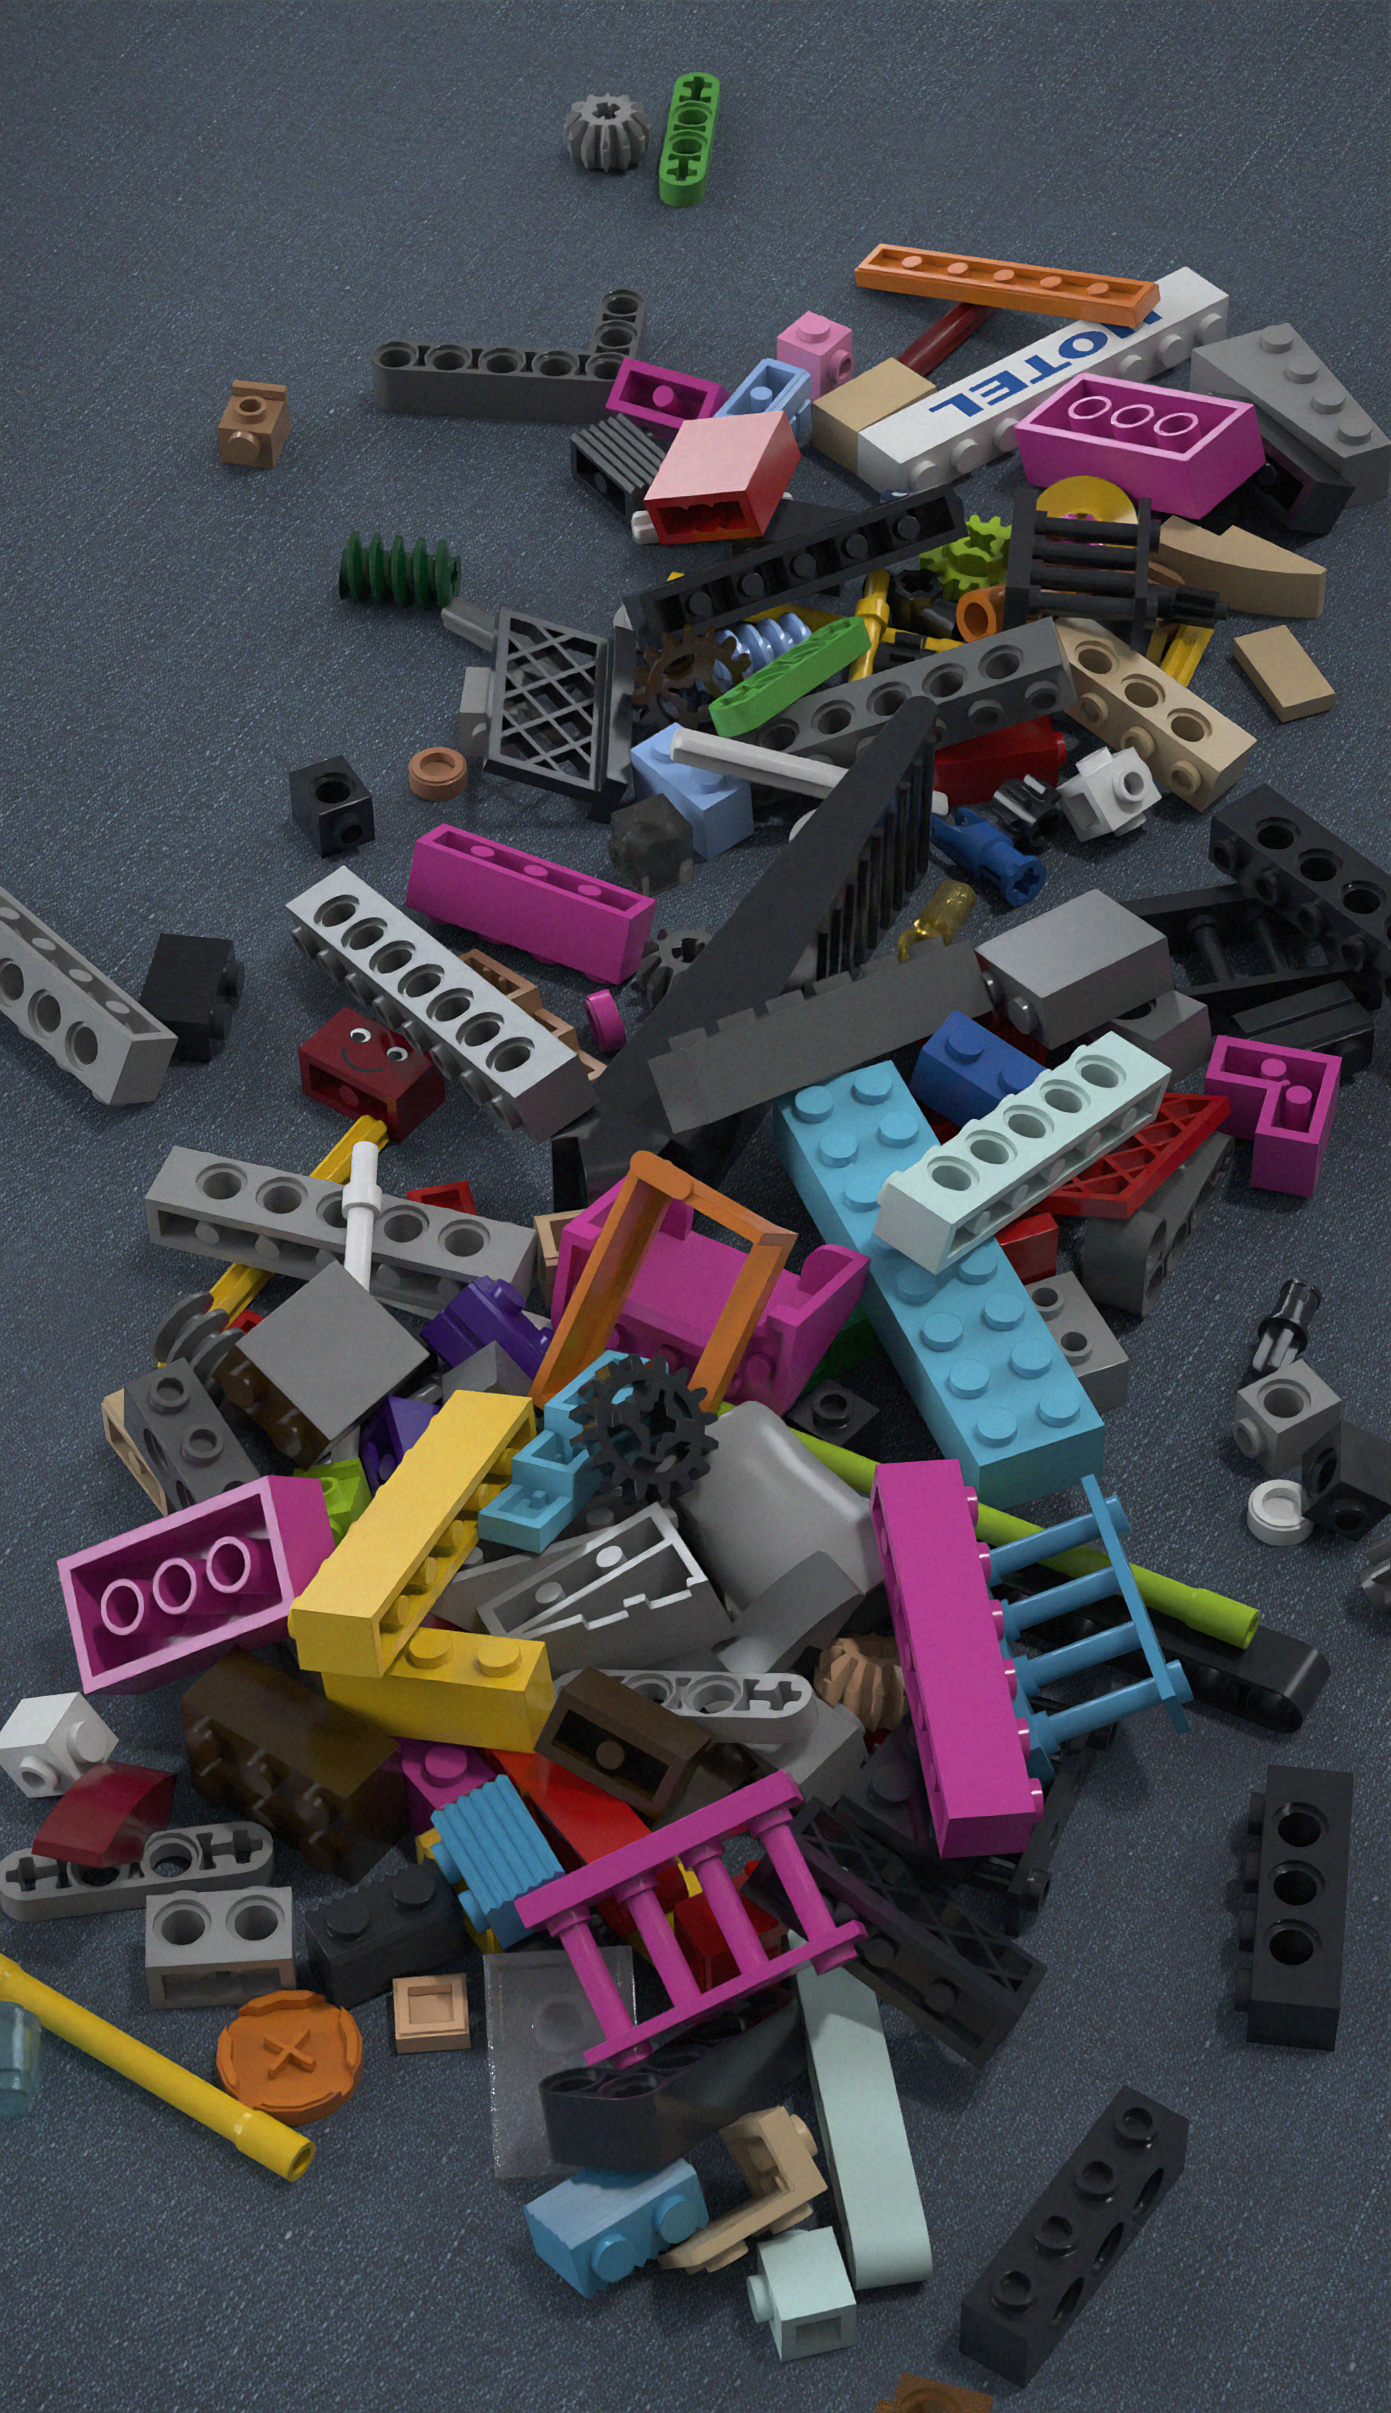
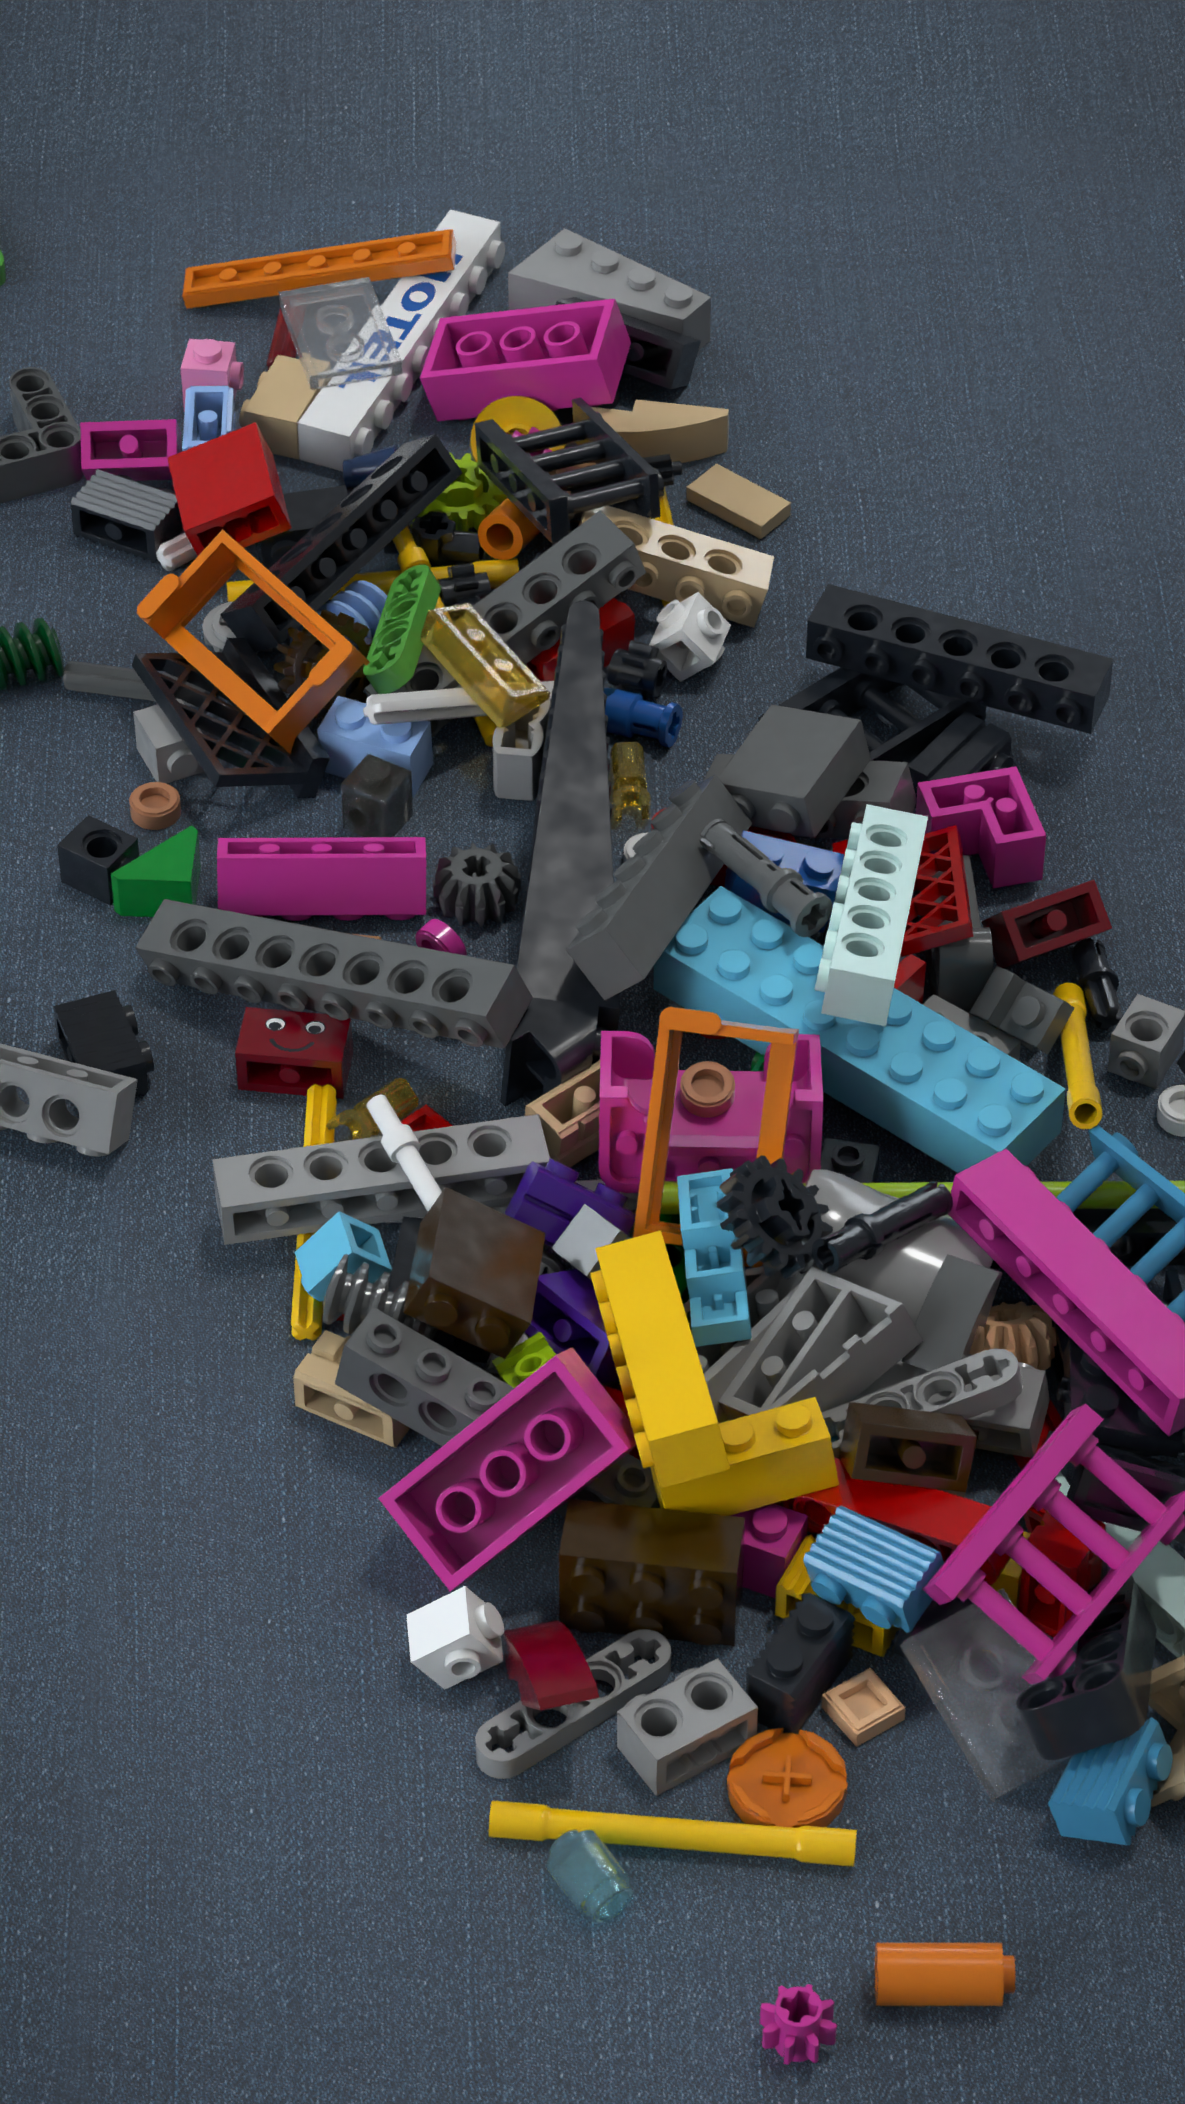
camera: 30 degrees left, 0 degrees up
(88, 2322) = (798, 2024): none -> dark pink gear
(242, 1288) = (325, 1249): none -> medium azure brick
(278, 2342) = (942, 1974): none -> orange brick
(377, 845) = (162, 873): none -> green slope
(417, 1167) = (360, 1120): none -> clear yellow bar
(565, 565) = (180, 598): none -> orange piece
(718, 1269) = (707, 1089): none -> nougat tile
(743, 1491) = (868, 1234): none -> black pin
(832, 724) = (482, 663): none -> clear yellow slope
(935, 1083) = (779, 887): none -> dark grey pin
(966, 355) = (340, 333): none -> clear tile
(1106, 1437) = (1082, 1094): none -> yellow piece
(1148, 1323) = (1021, 1010): none -> dark grey brick
(1261, 1244) = (1047, 924): none -> dark red brick

